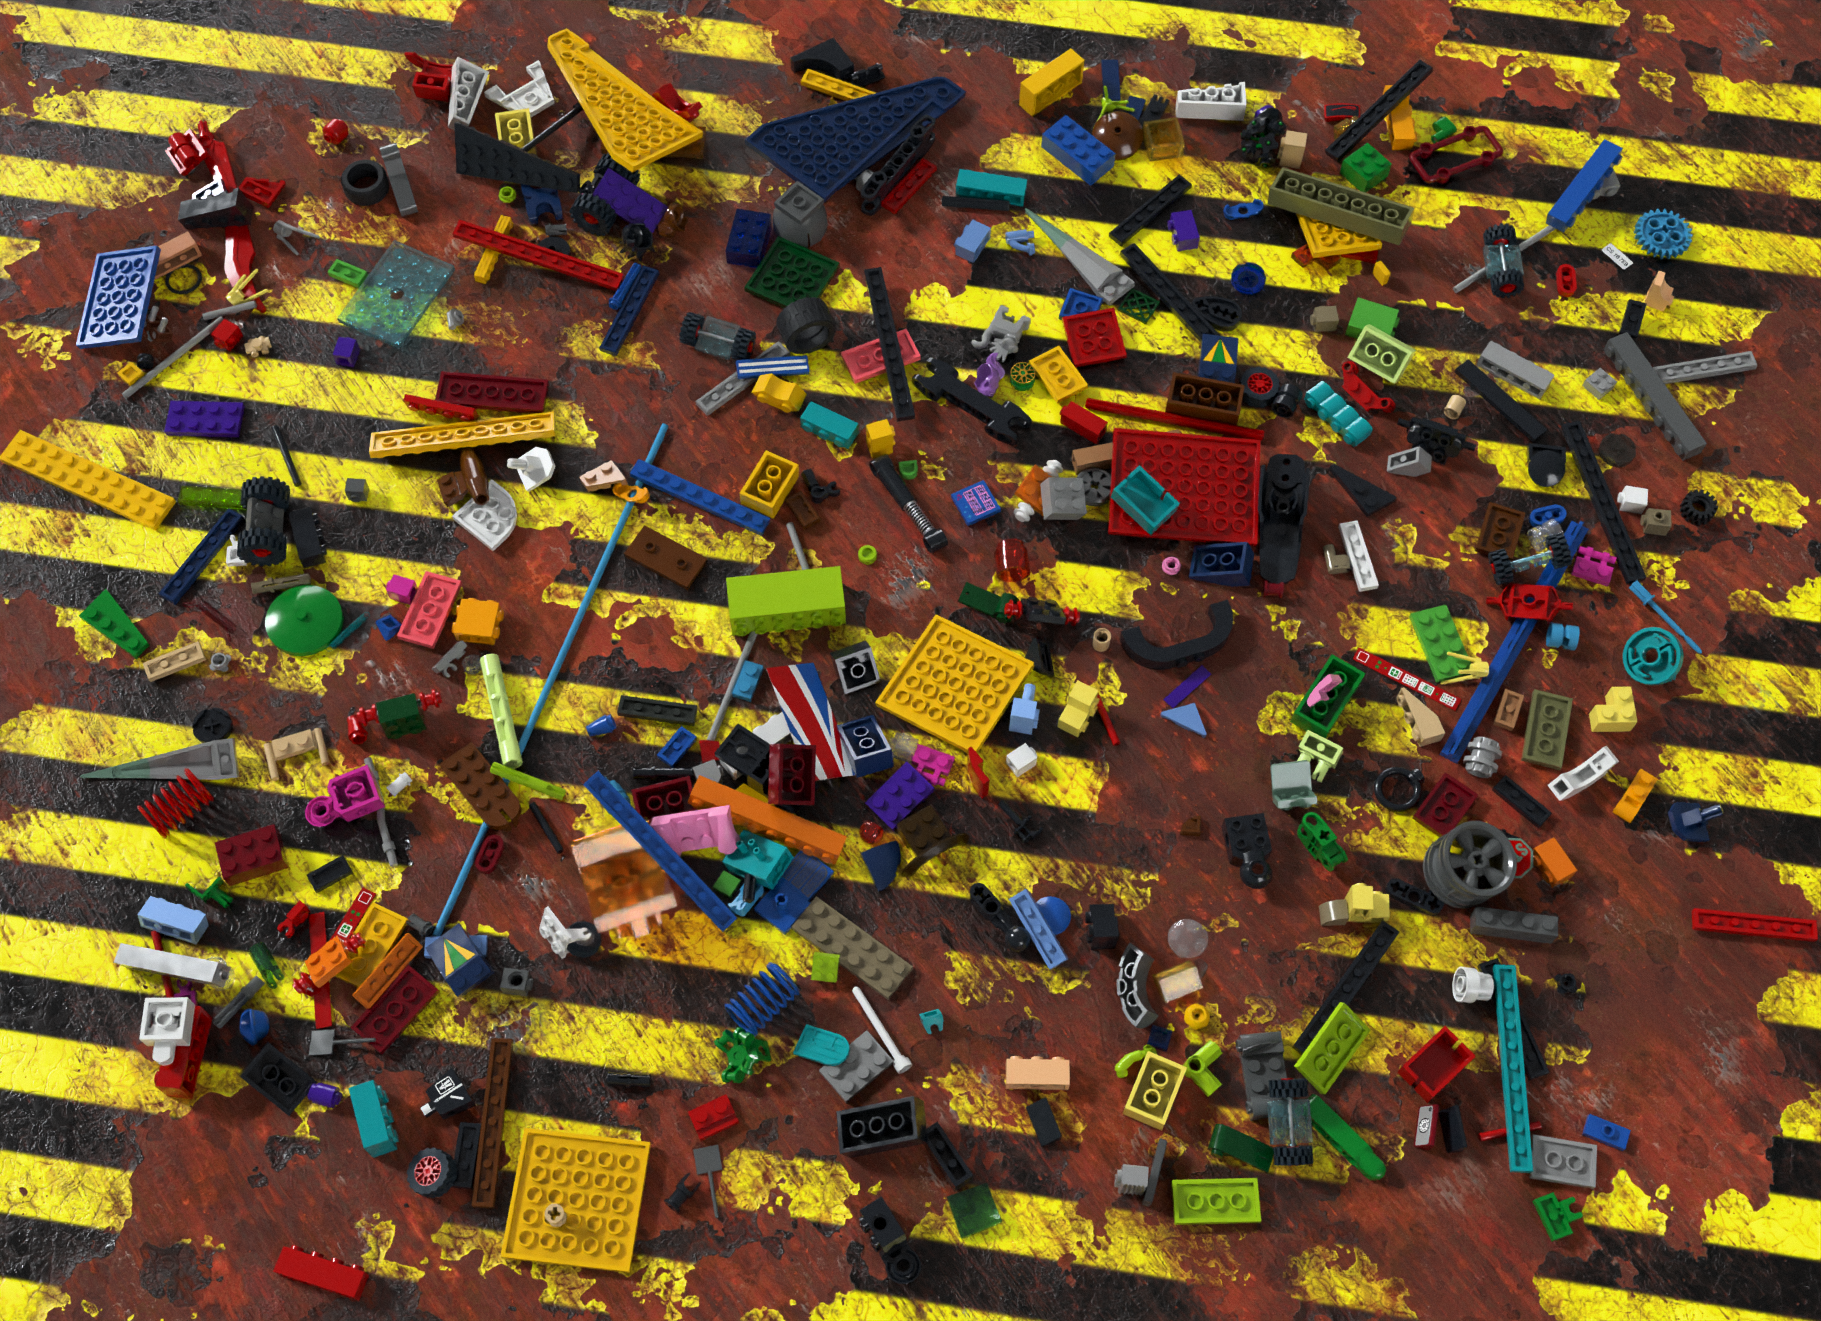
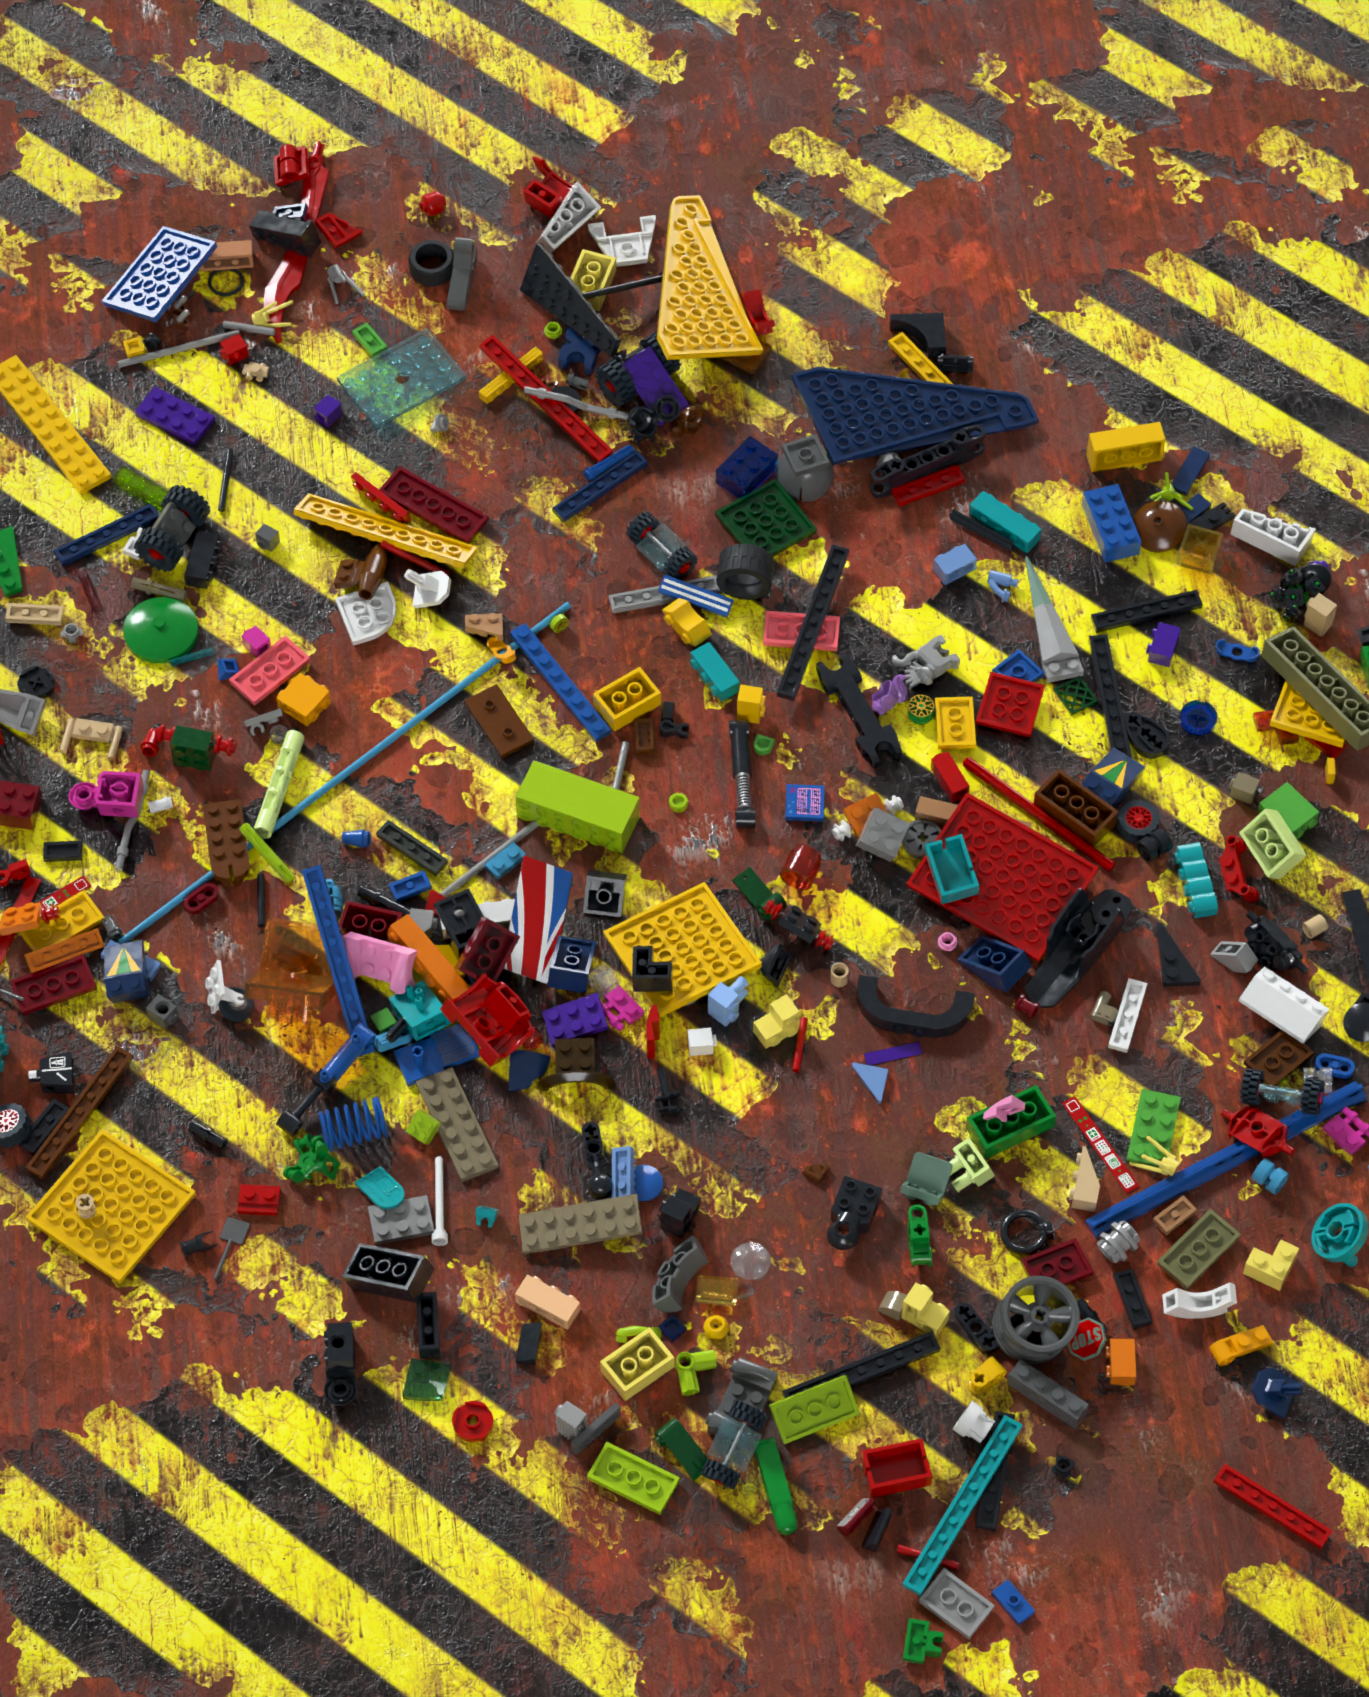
camera: 30 degrees right, 5 degrees down
(501, 447) = (410, 557): none -> red bar
(534, 251) = (542, 394): none -> light grey bar
(657, 213) = (674, 409): none -> black wheel
(667, 445) = (559, 623): none -> lime tile
(711, 964) = (327, 1078): none -> piece
(833, 833) = (492, 1017): none -> red piece
(946, 723) = (650, 975): none -> black brick
(1022, 984) = (580, 1224): none -> dark tan plate
(1034, 1238) = (474, 1432): none -> red plate
(1452, 934) = (986, 1376): none -> yellow piece
(1478, 484) = (1284, 1005): none -> white slope

